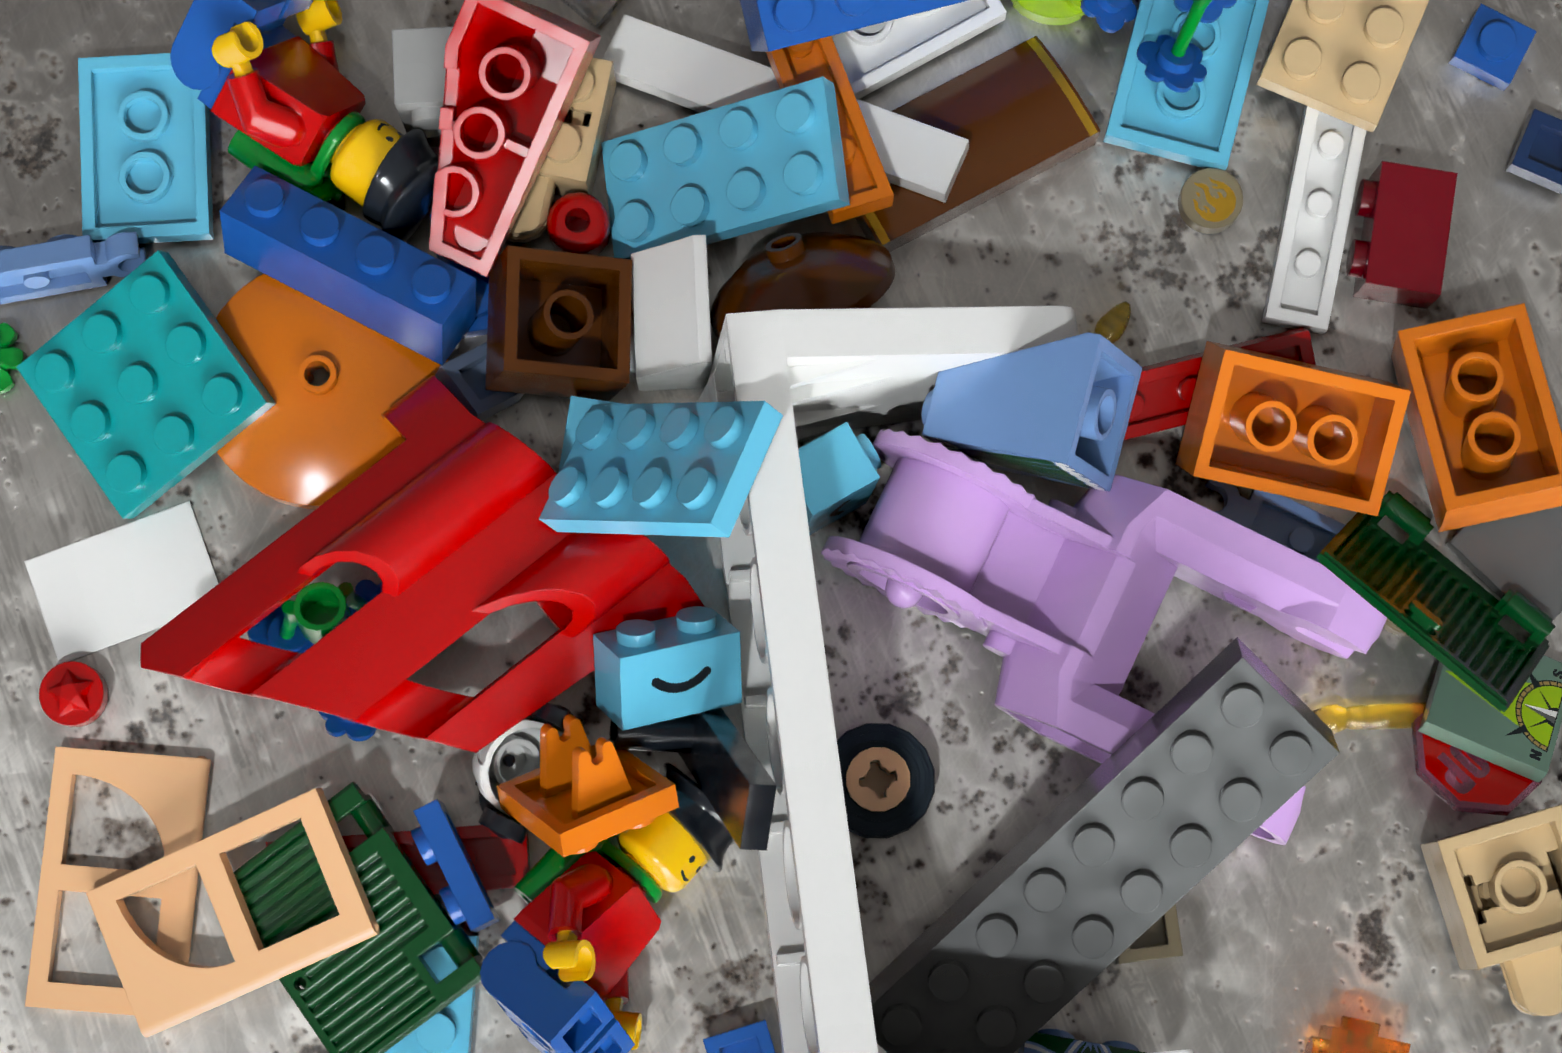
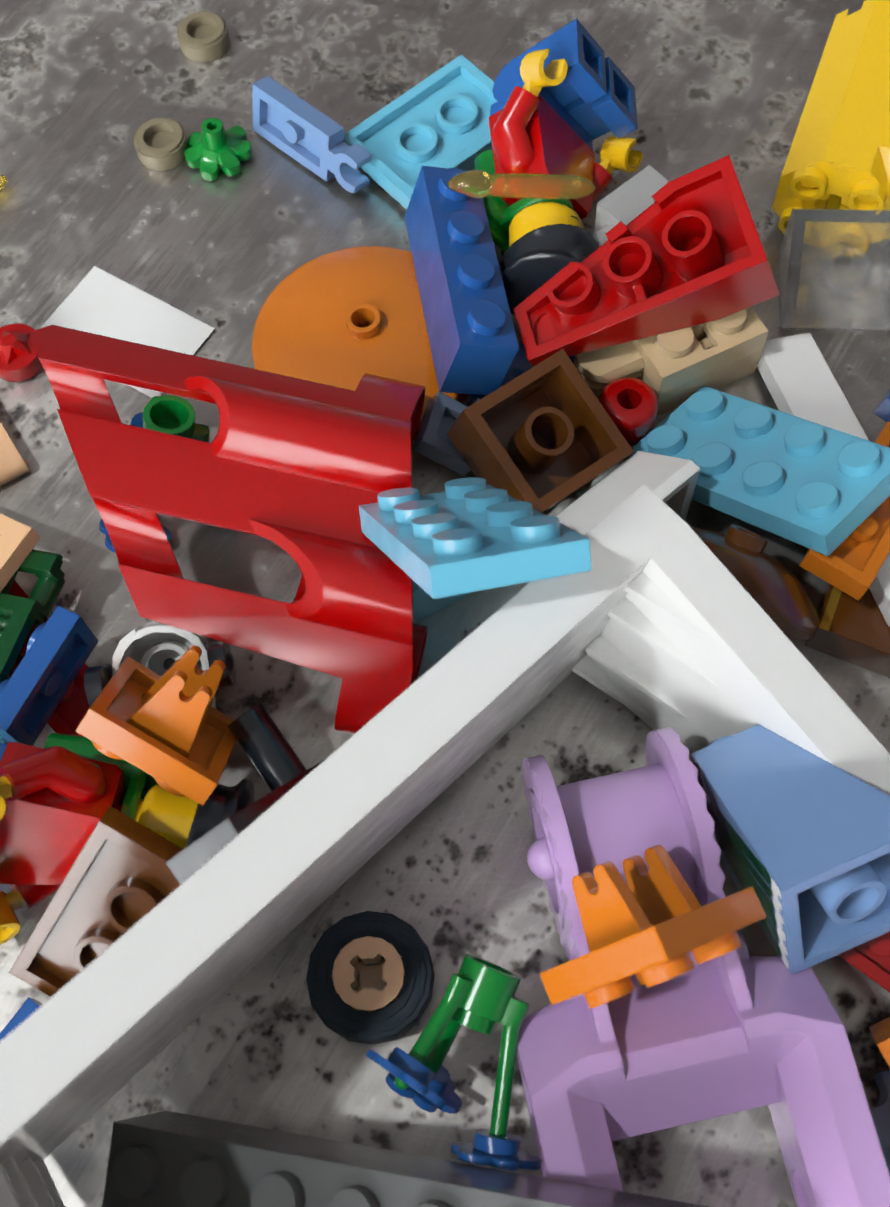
camera: 60 degrees right, 15 degrees down
(145, 385) = (271, 238): teal plate -> none
(319, 149) = (521, 185): none -> clear yellow piece
(667, 667) = (313, 701): medium azure brick -> none
(691, 931) = (101, 898): none -> wing
(837, 475) = (592, 723): medium azure brick -> none
(964, 714) = (477, 999): none -> green plant
(1020, 567) = (645, 929): none -> orange plate

